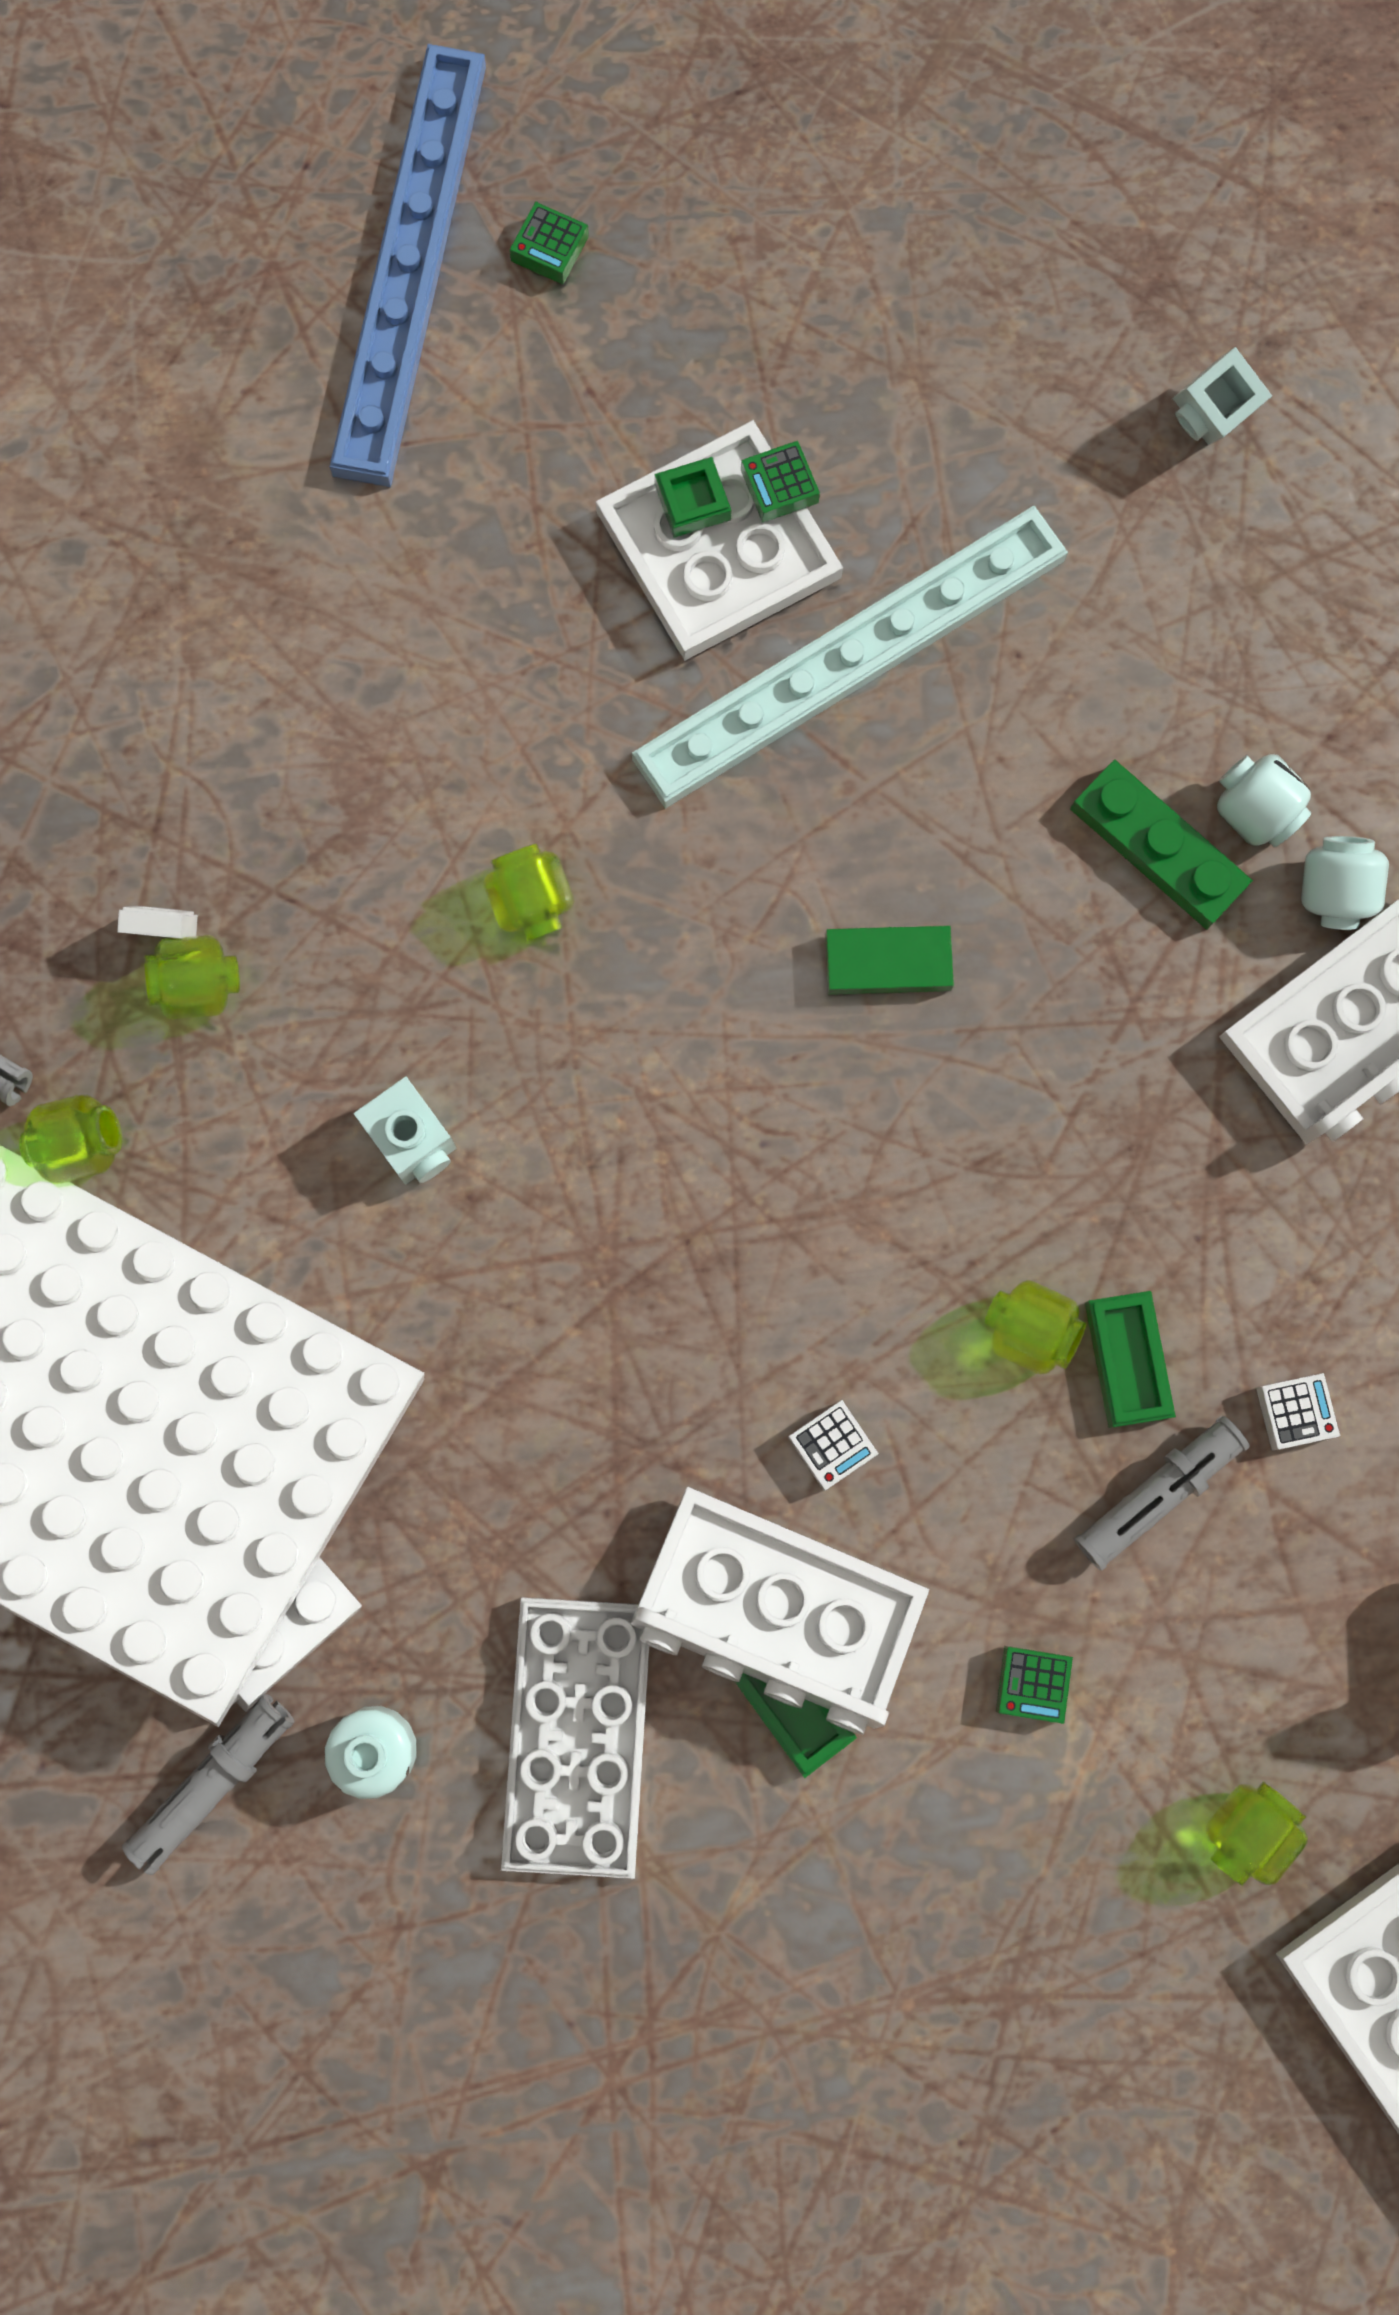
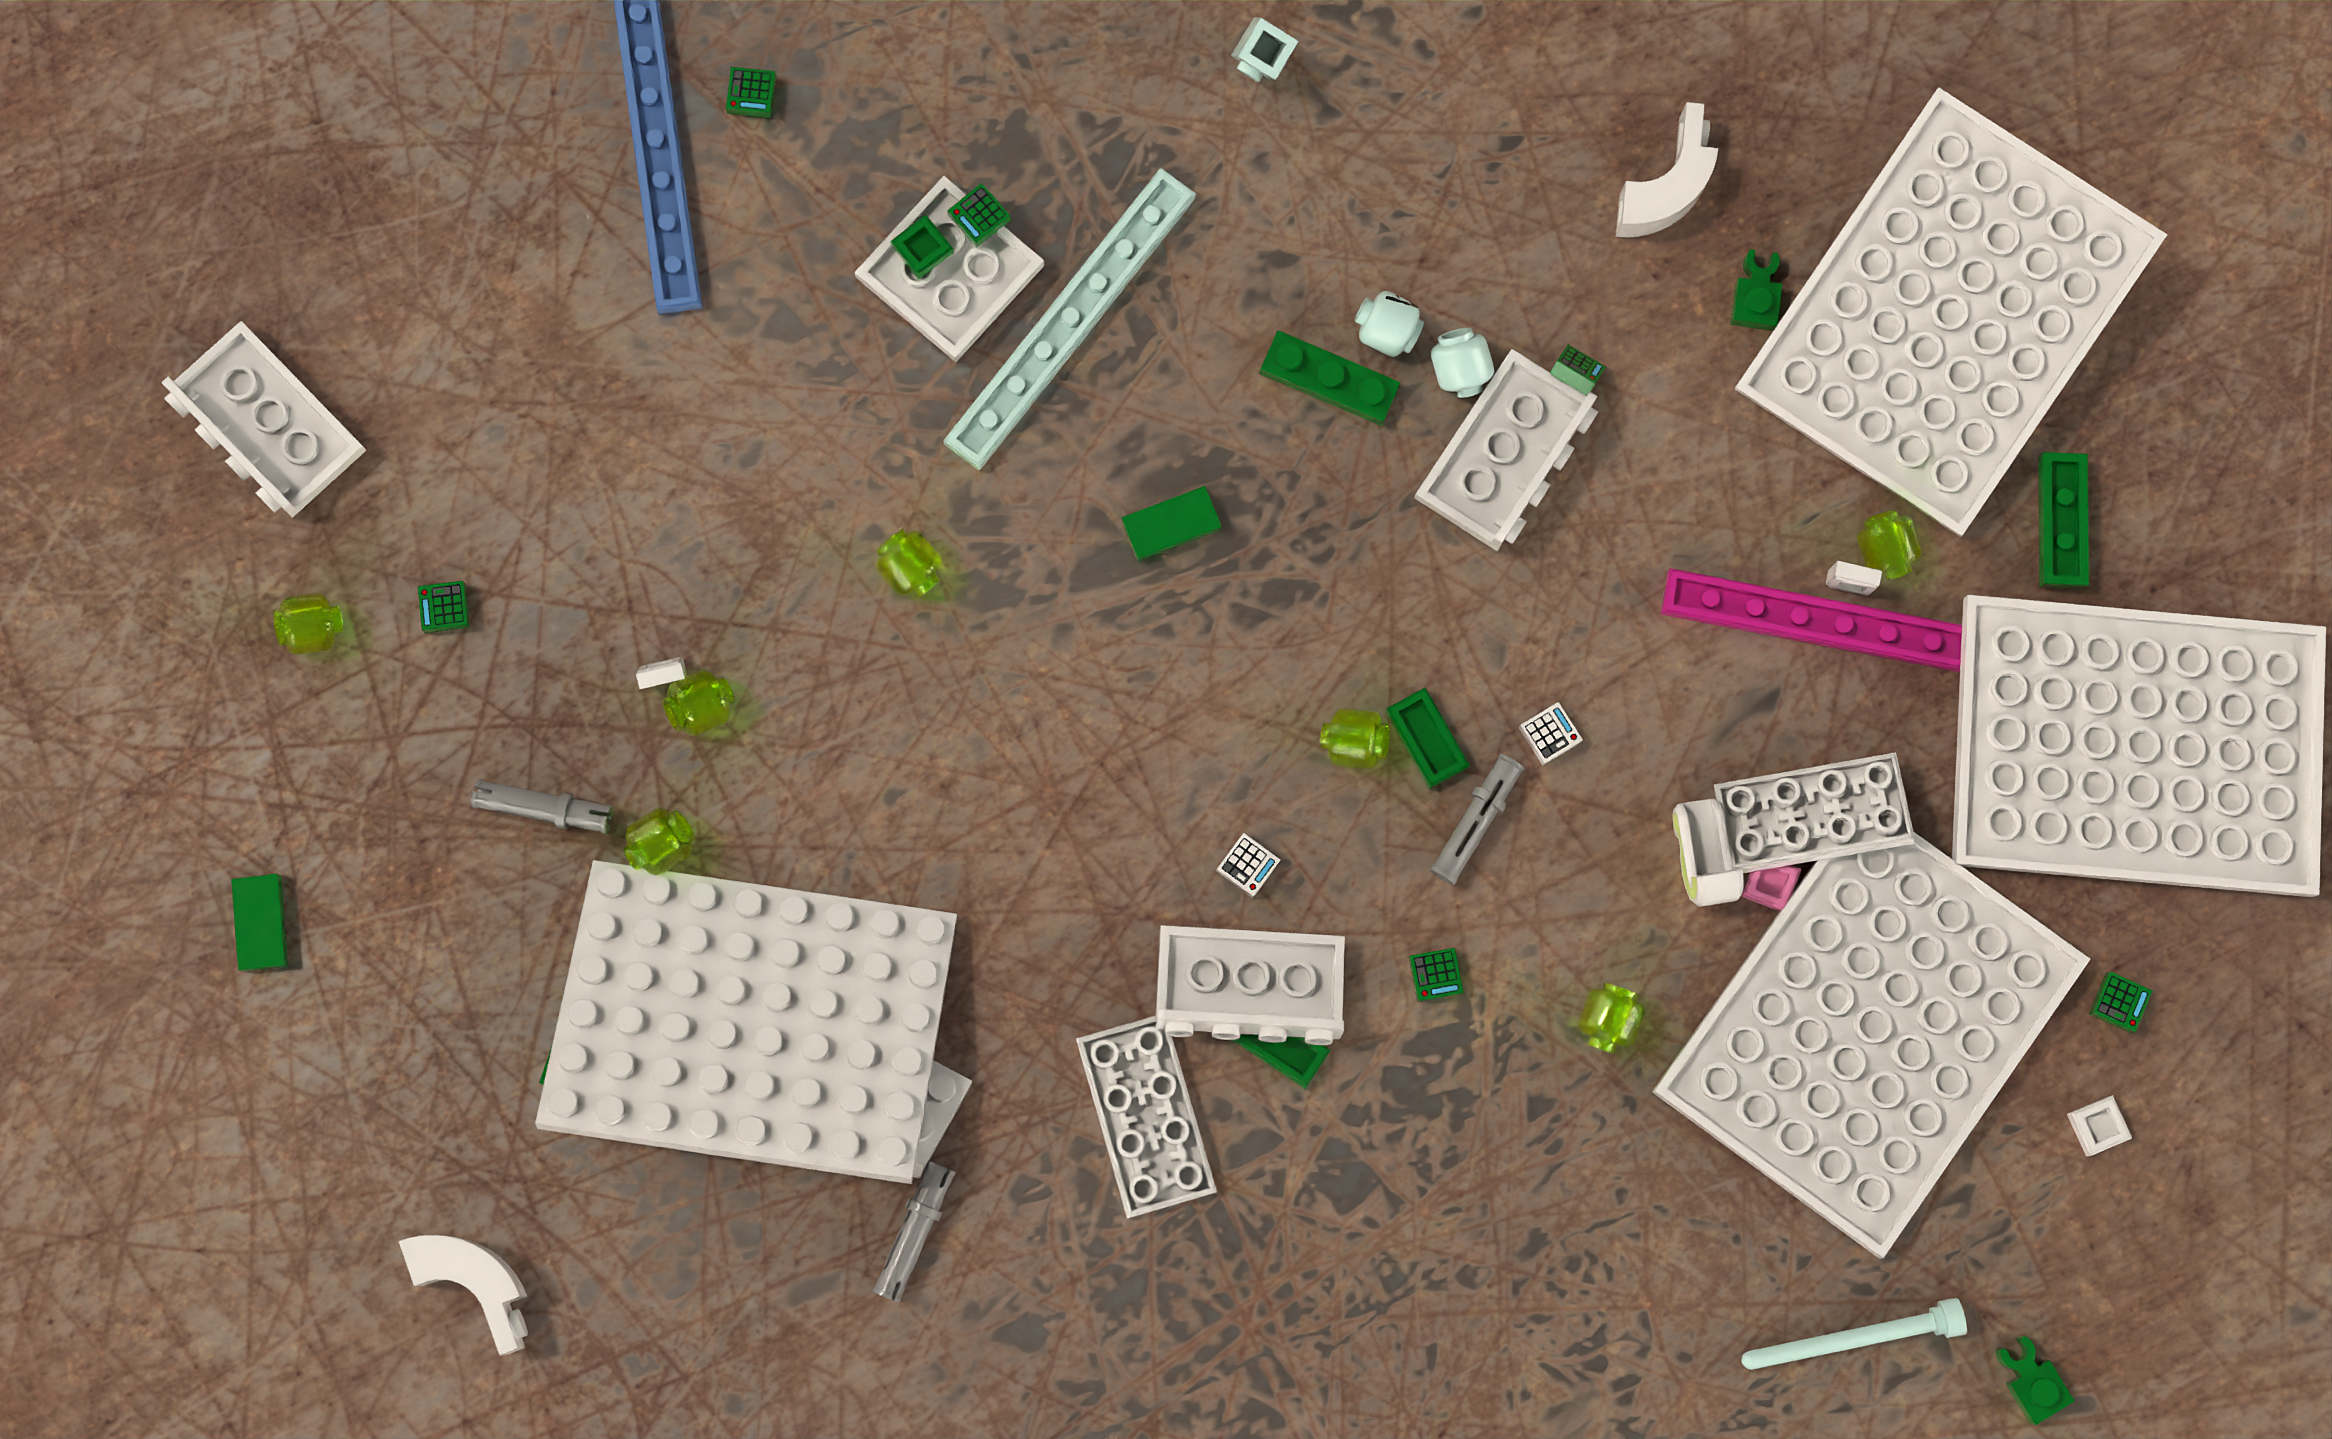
camera: 20 degrees left, 0 degrees up
(370, 1752) = (1014, 1170): light aqua head -> none
(407, 1132) = (886, 757): light aqua brick -> none

